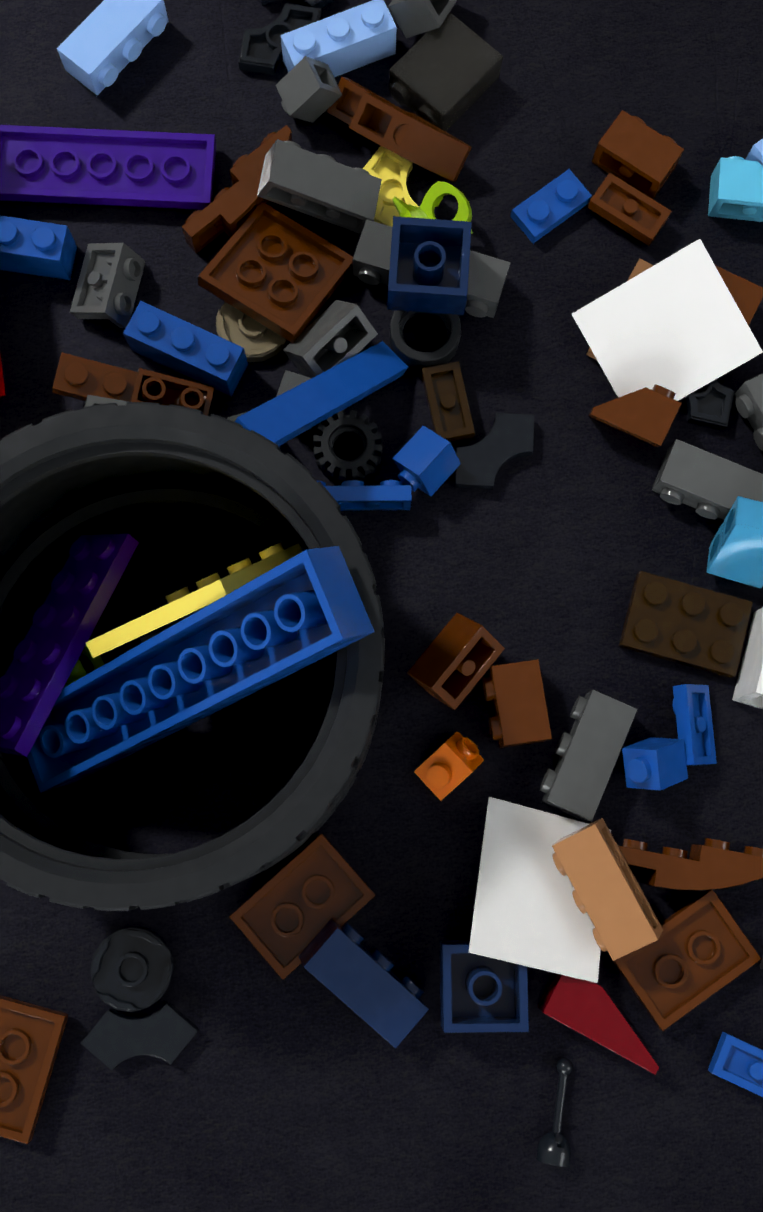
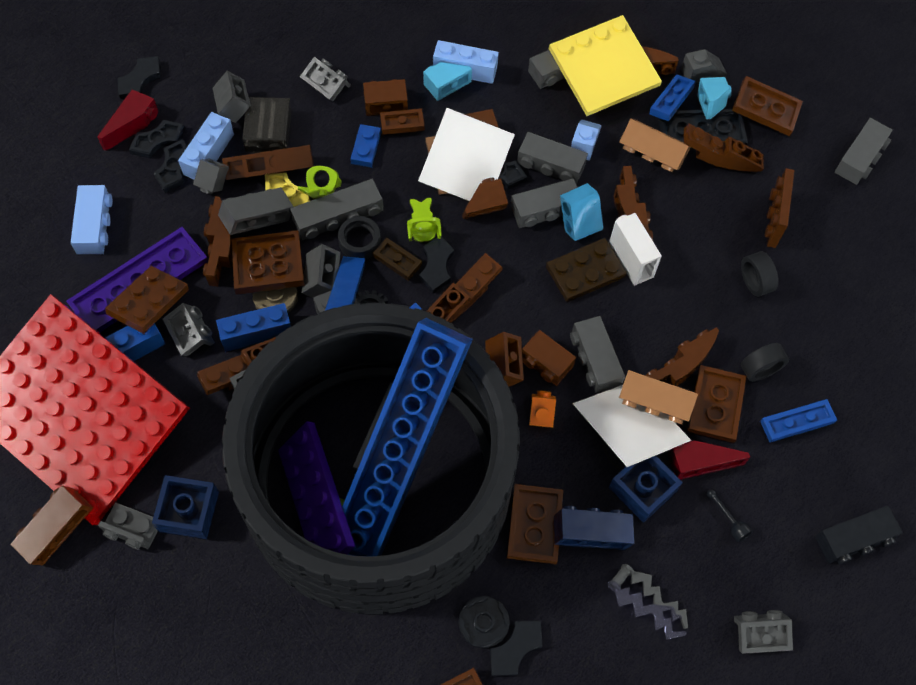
camera: 40 degrees left, 15 degrees down
(80, 202) = (147, 299): none -> reddish brown plate
(183, 602) = (368, 415): light yellow plate -> none
(353, 1146) = (656, 608): none -> piece
(426, 461) = (412, 288): blue brick -> none
(429, 265) = (340, 203): dark blue brick -> none
(488, 523) = (466, 290): none -> reddish brown slope
(522, 385) = (423, 224): none -> lime hair
(581, 63) = (324, 79): none -> bracket
(655, 763) = (628, 332): blue brick -> none
(695, 723) = (623, 301): blue plate -> none

